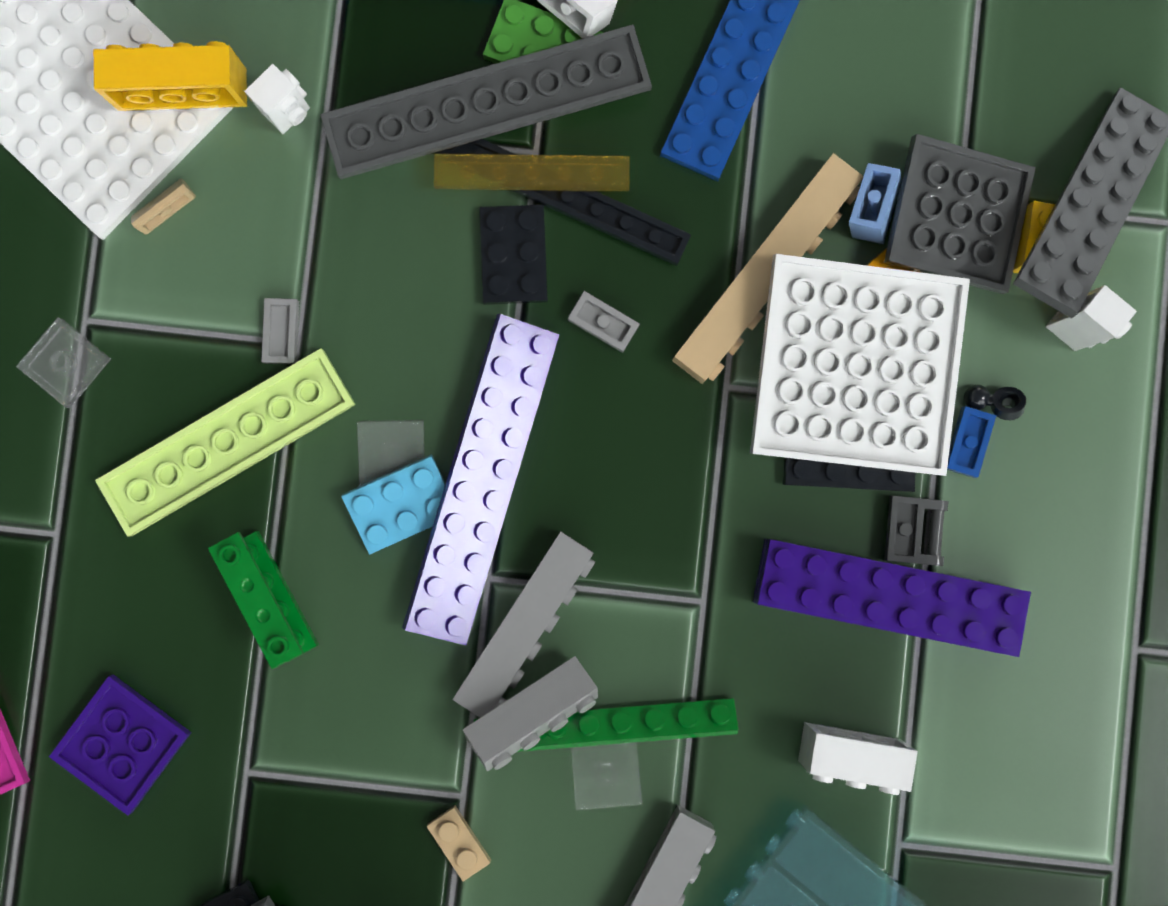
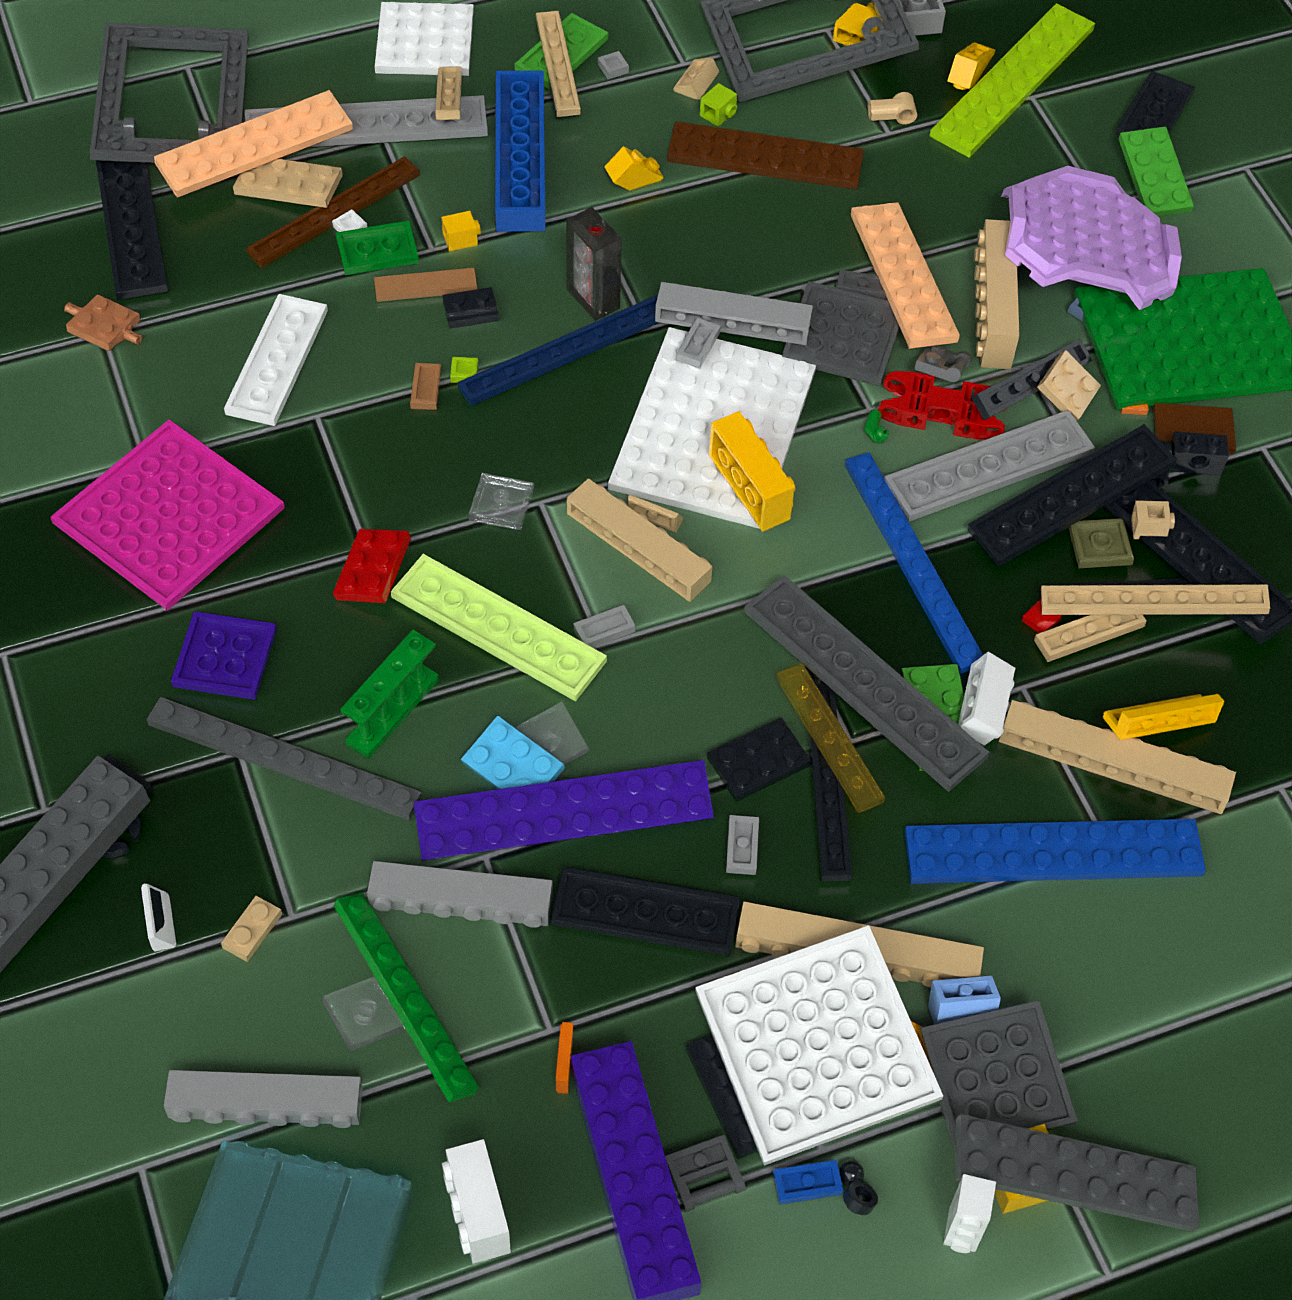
camera: 65 degrees right, 30 degrees down
(82, 540) = (372, 565): none -> red plate
(188, 241) = (639, 539): none -> tan brick
(275, 734) = (284, 758): none -> dark grey plate
(279, 98) = (779, 546): white brick -> none
(531, 713) = (390, 923): light grey brick -> none
(629, 452) = (645, 911): none -> black plate
(745, 605) = (564, 1058): none -> orange tile

